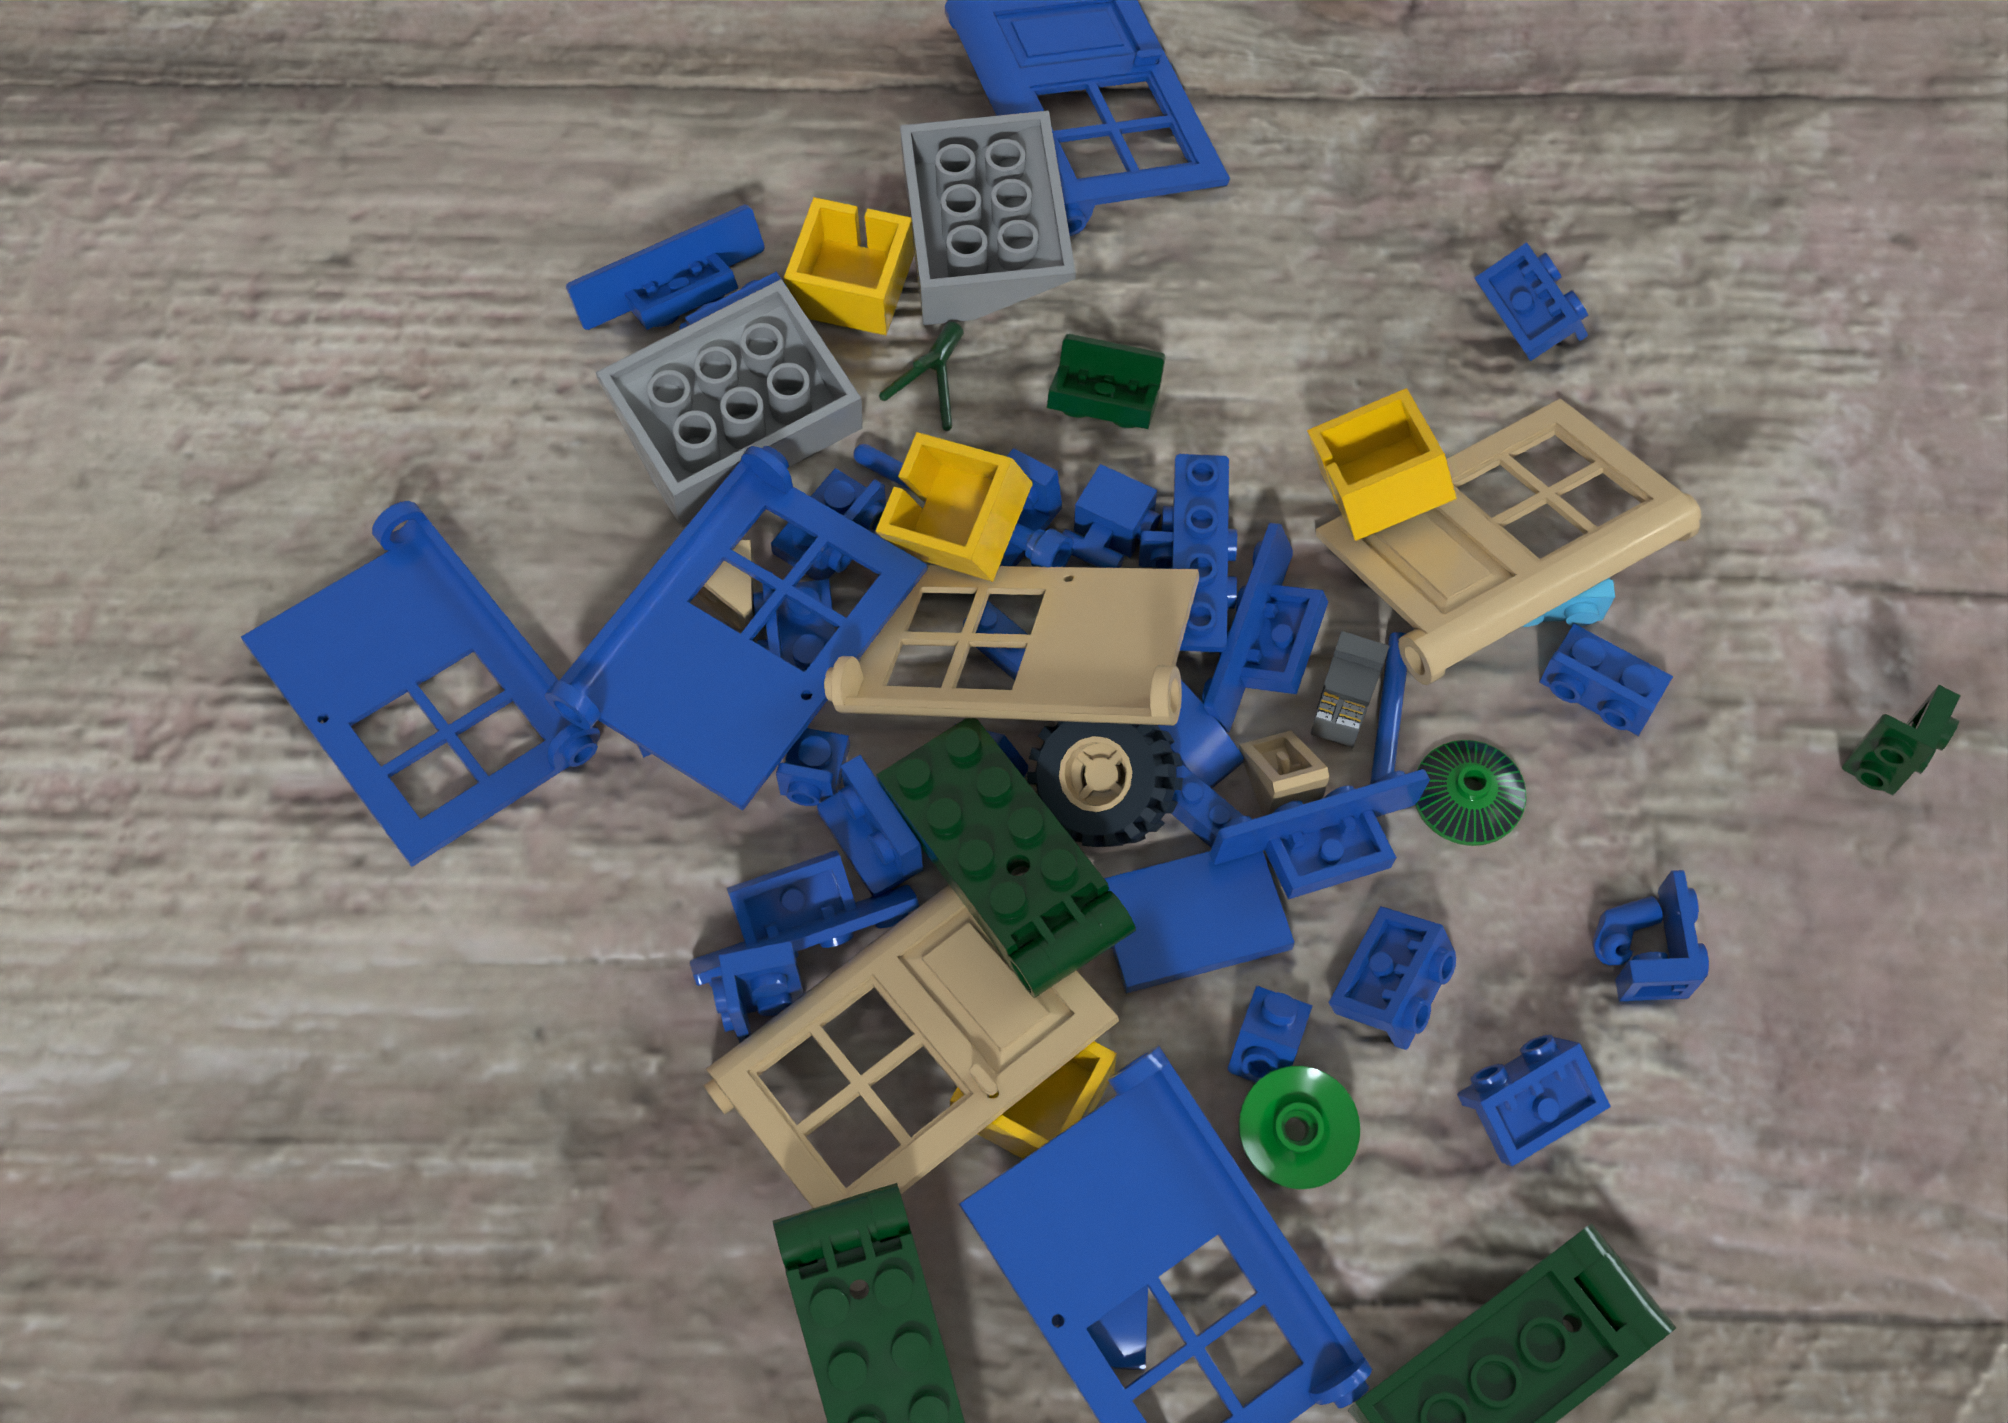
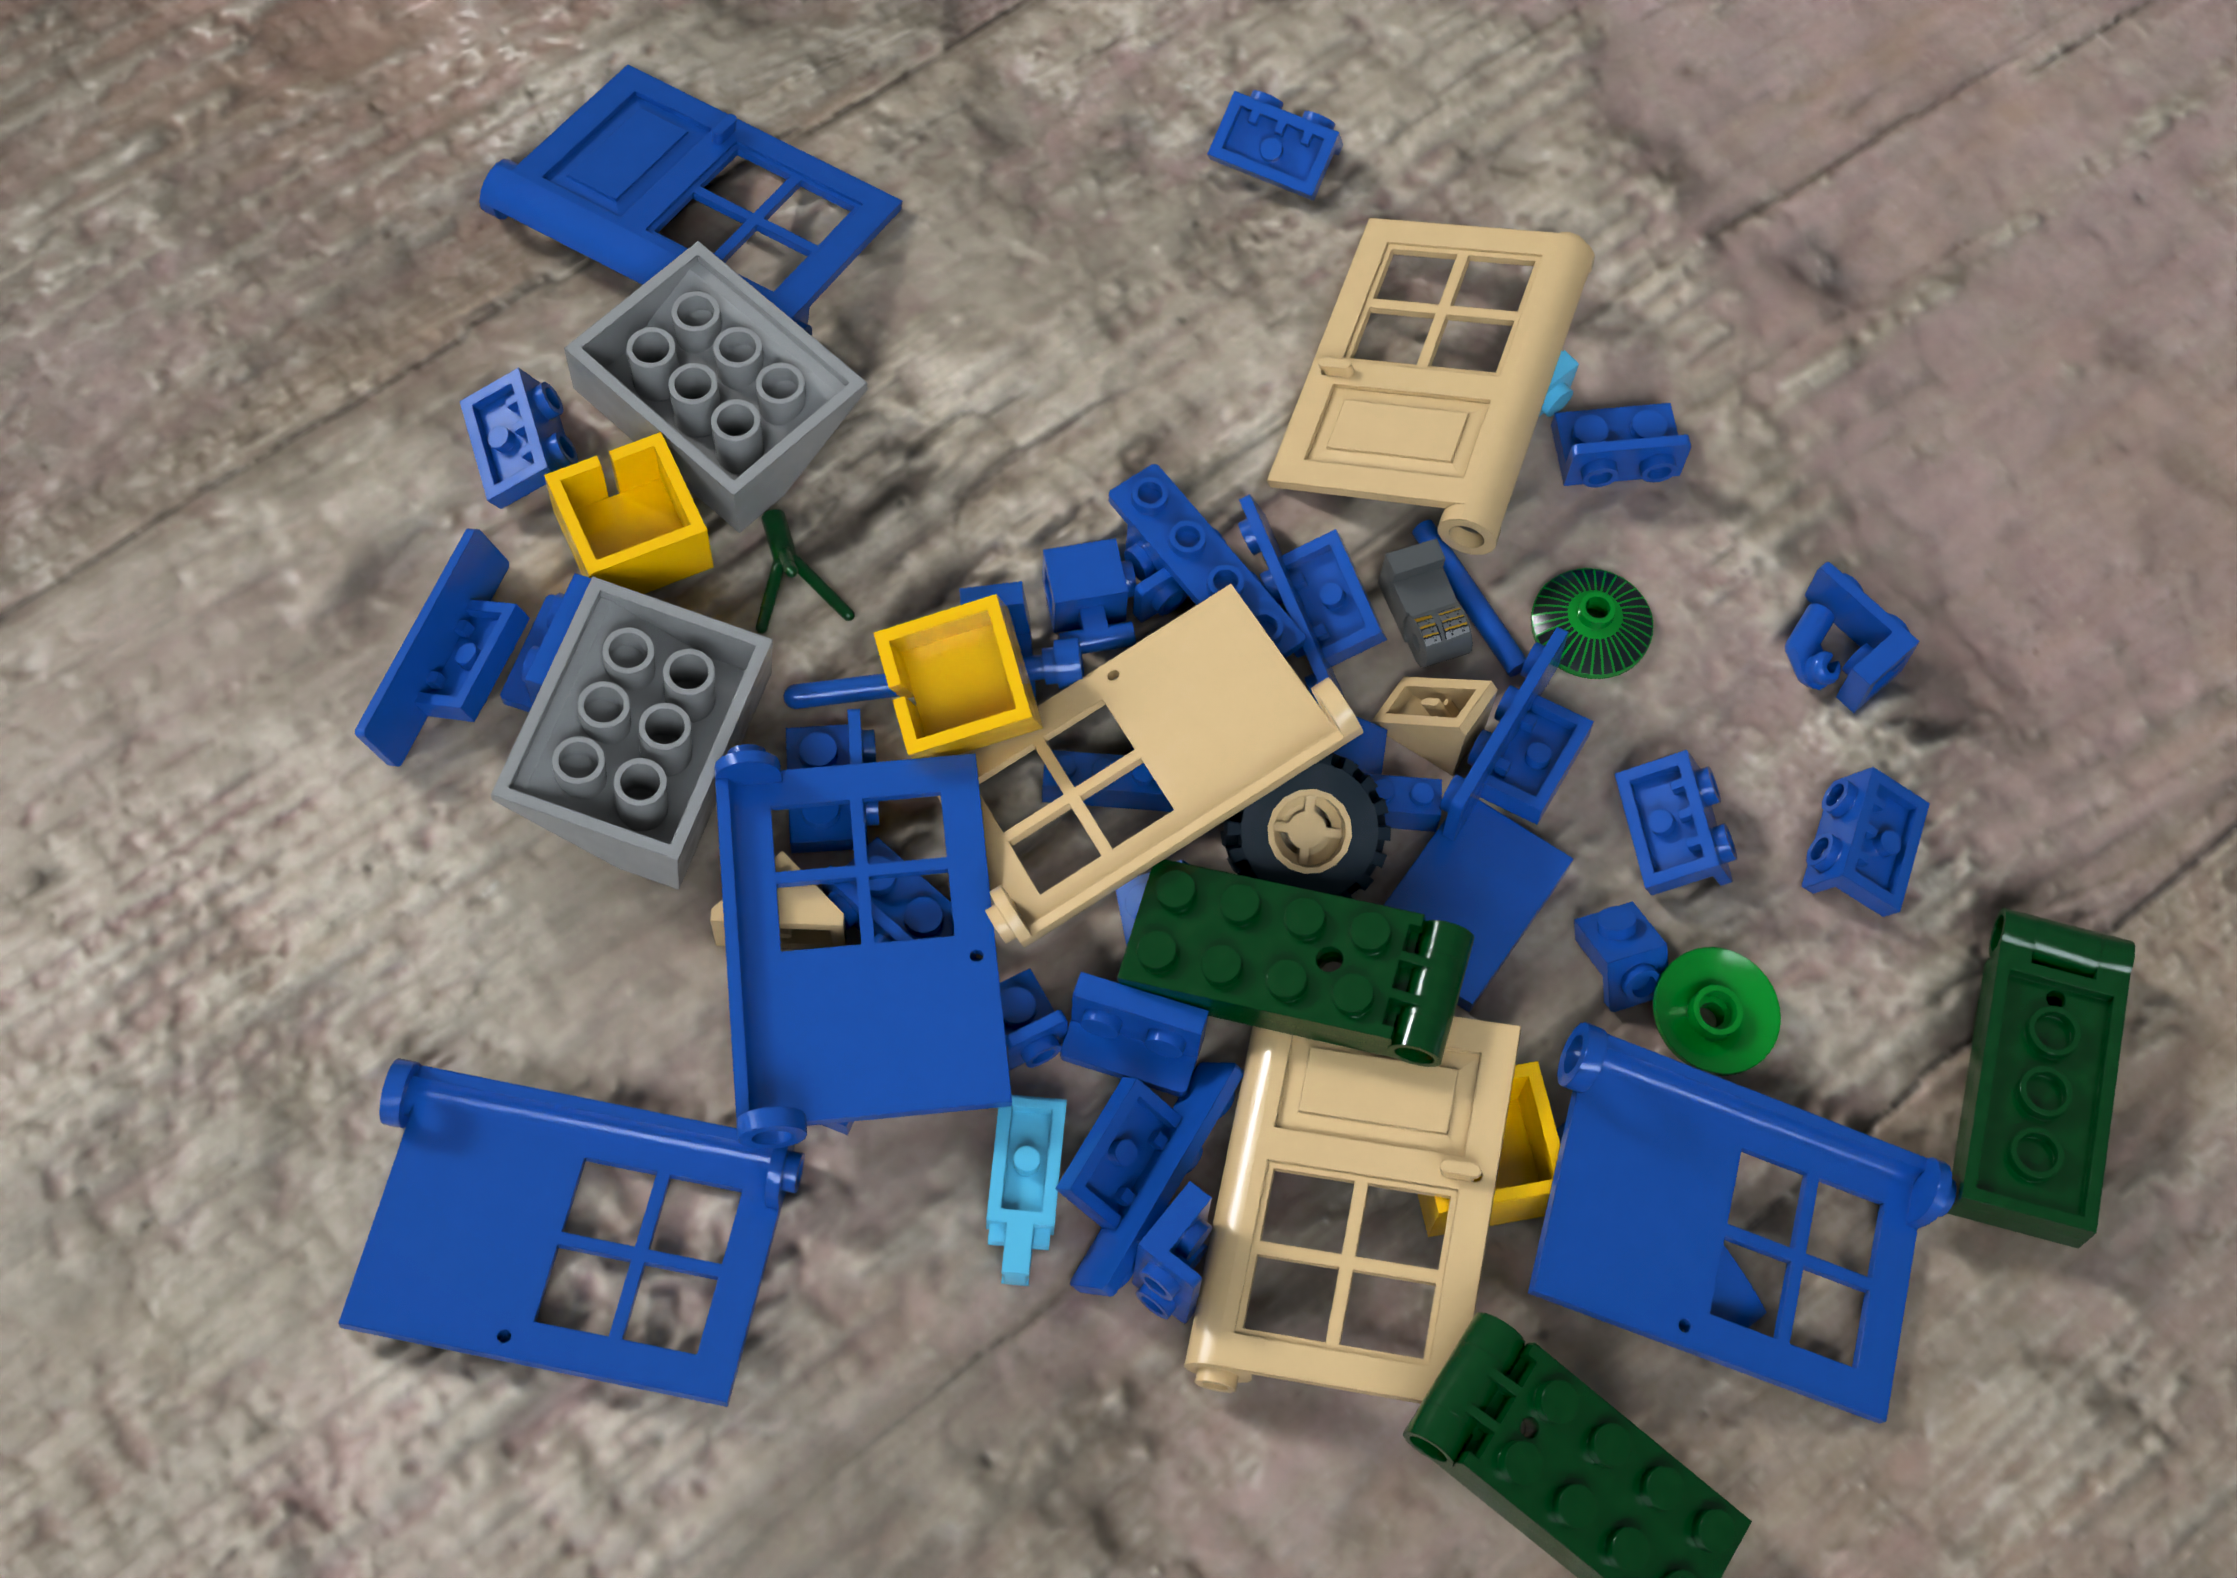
camera: 45 degrees left, 0 degrees up
(726, 858) = (1024, 1181): none -> medium azure hinge
(837, 167) = (516, 436): none -> blue bracket
(1107, 381) = (970, 470): dark green bracket -> none
(1382, 464) = (1292, 378): yellow piece -> none
(1897, 749) = (1901, 330): dark green bracket -> none

